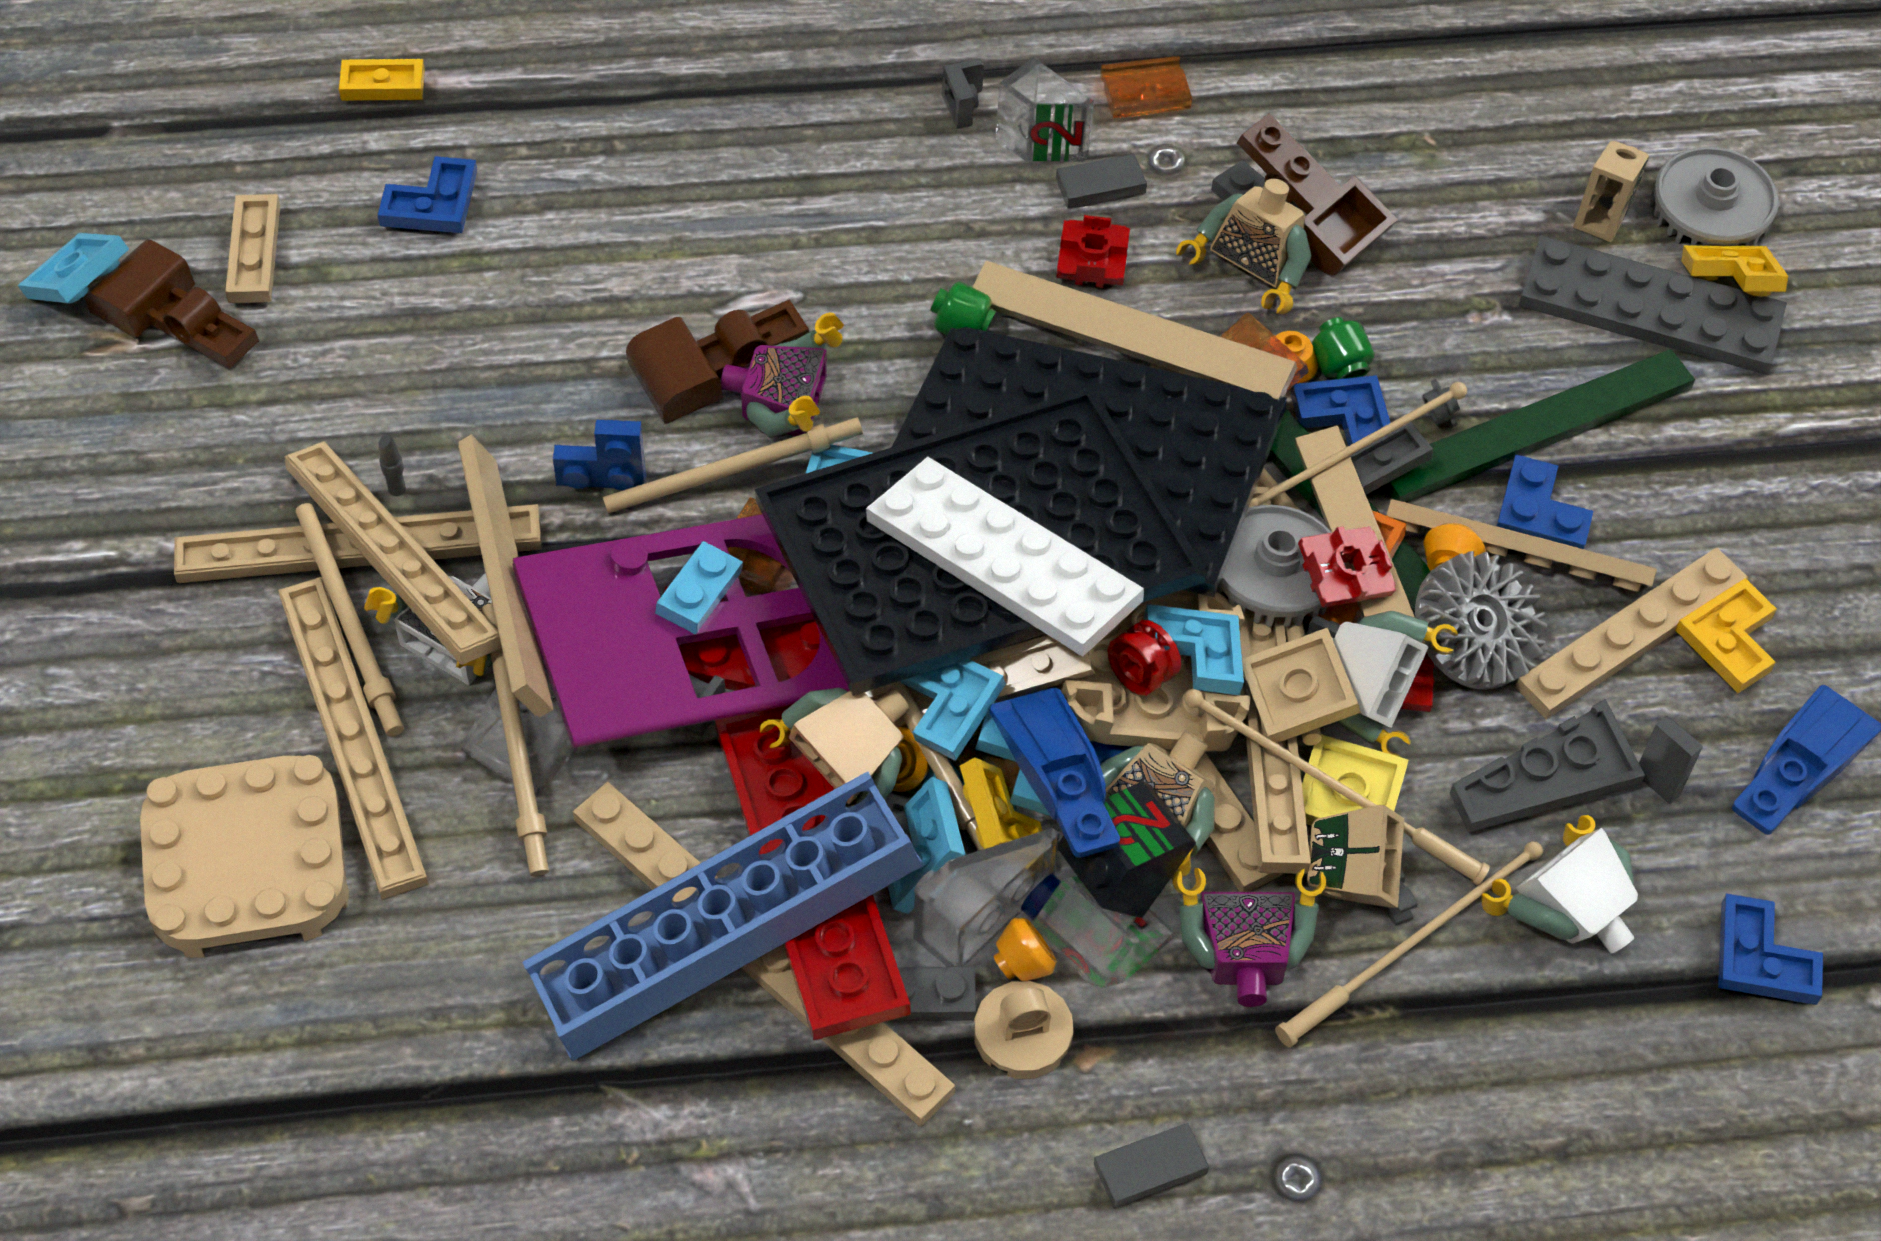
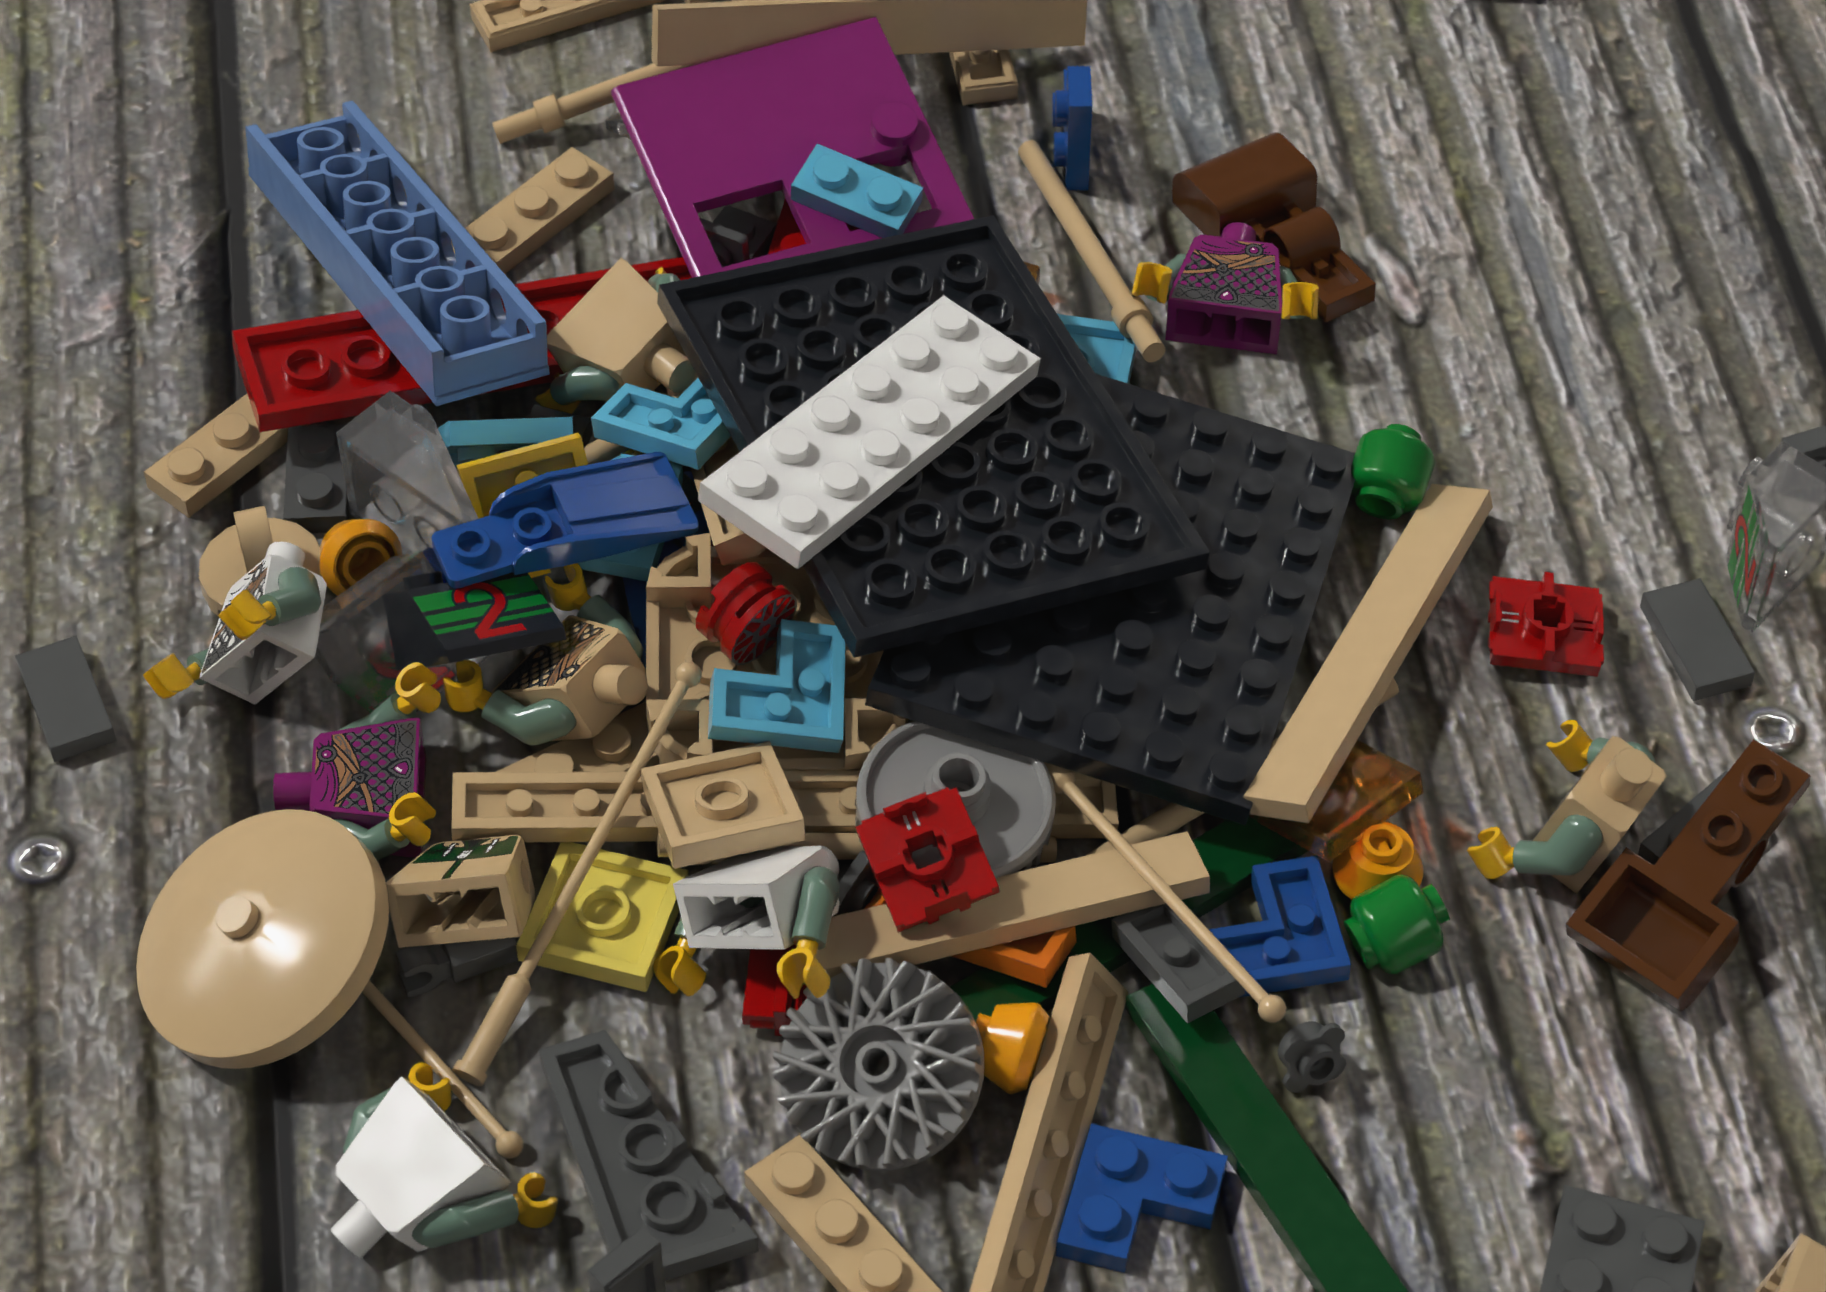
camera: 90 degrees right, 5 degrees down
(1119, 1002) = (261, 633): none -> torso
(1402, 990) = (262, 939): none -> tan dish

